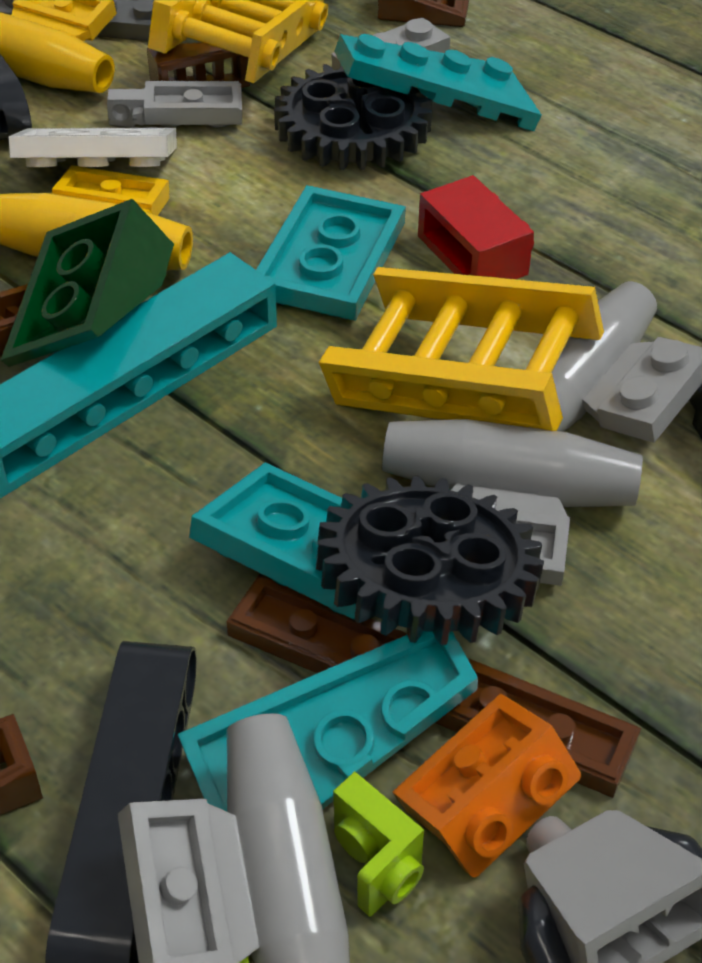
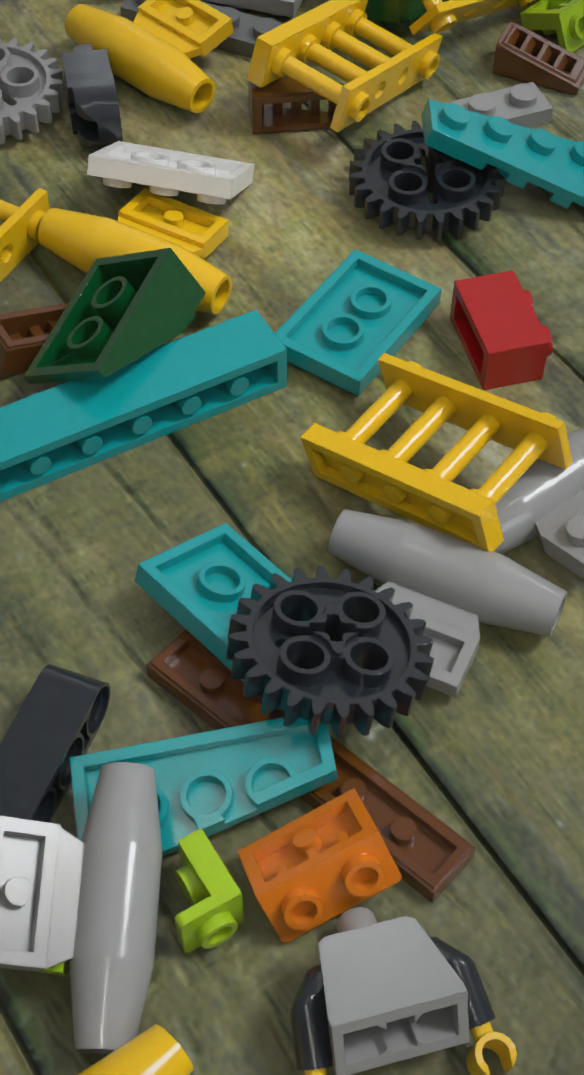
camera: 15 degrees right, 5 degrees up
(177, 104) = (265, 138): light grey hinge -> none

